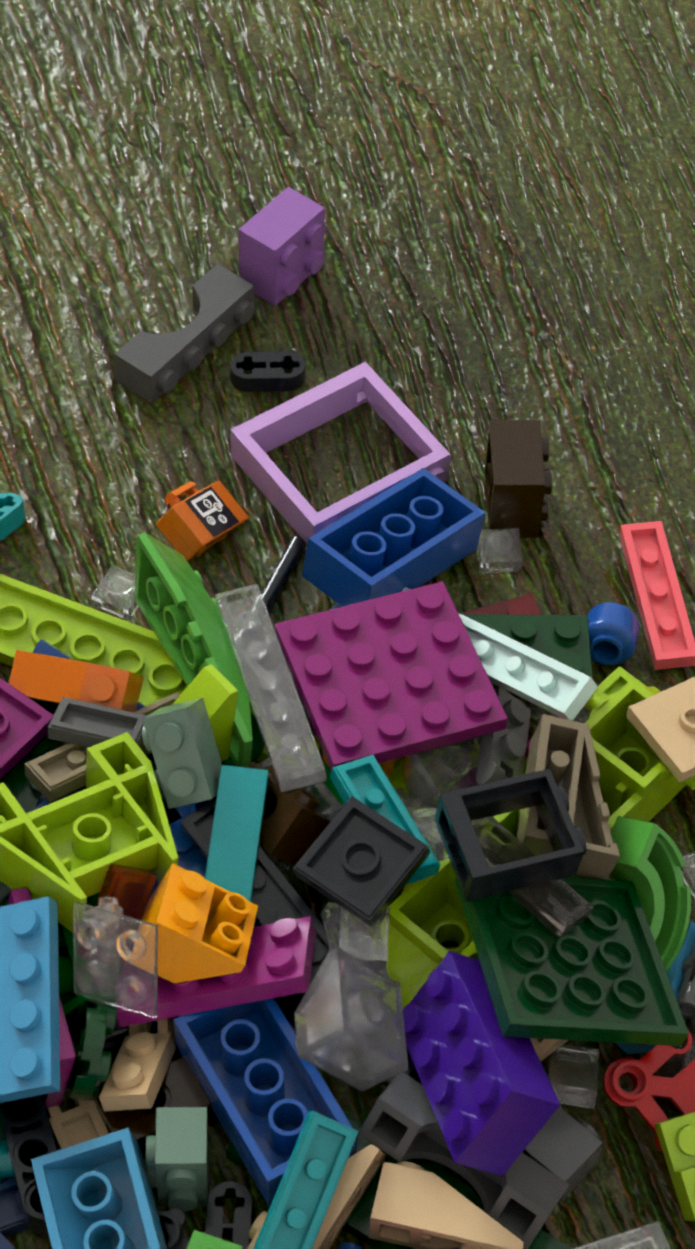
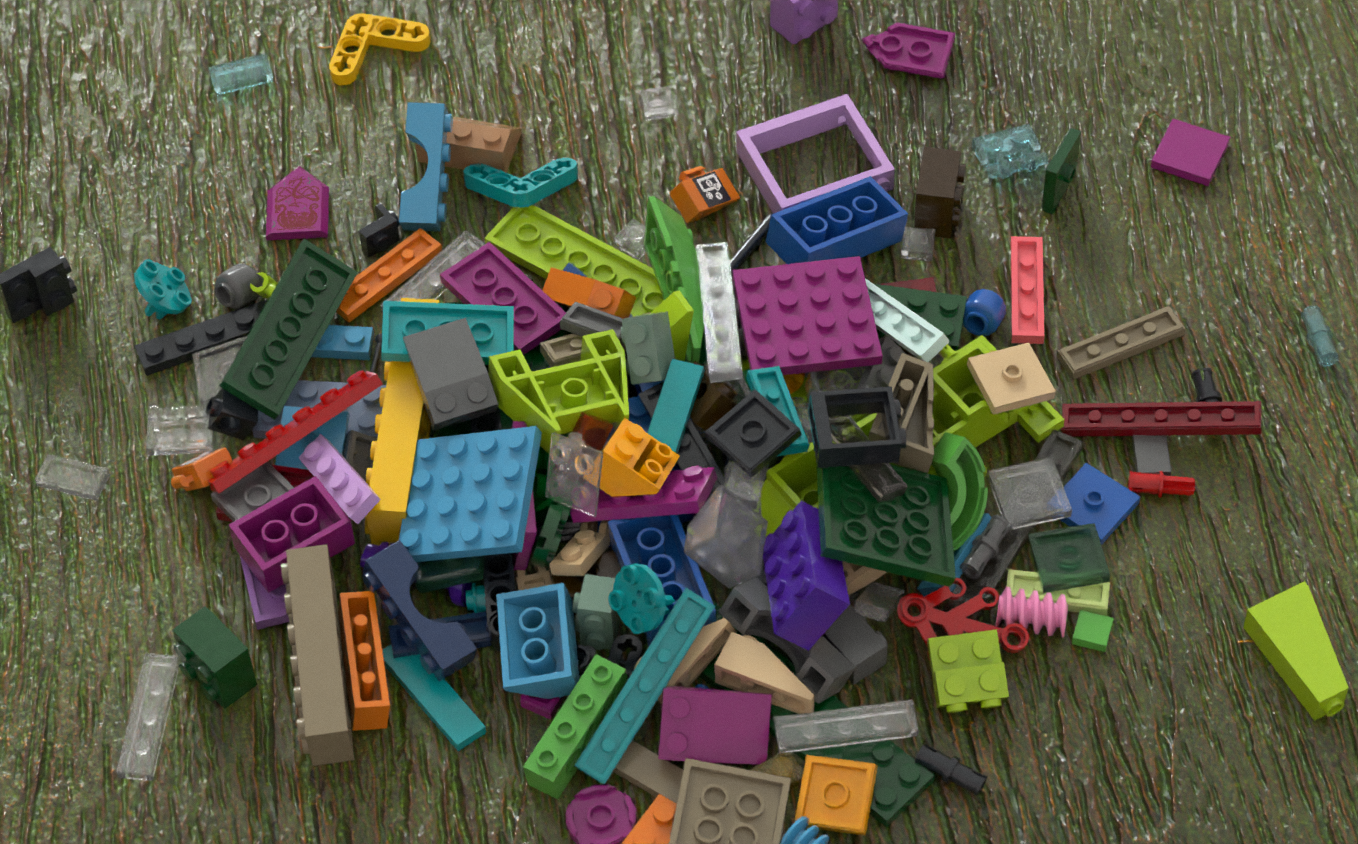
camera: 15 degrees right, 0 degrees up
(114, 403) = (657, 103): none -> clear plate
(155, 362) = (696, 75): dark grey arch -> none
(246, 1138) = (639, 598): none -> teal plate
(267, 371) = (776, 92): black beam -> none
(430, 294) = (912, 49): none -> magenta tile
(583, 404) = (1009, 145): none -> clear light blue plate
(668, 429) = (1061, 170): none -> dark green plate

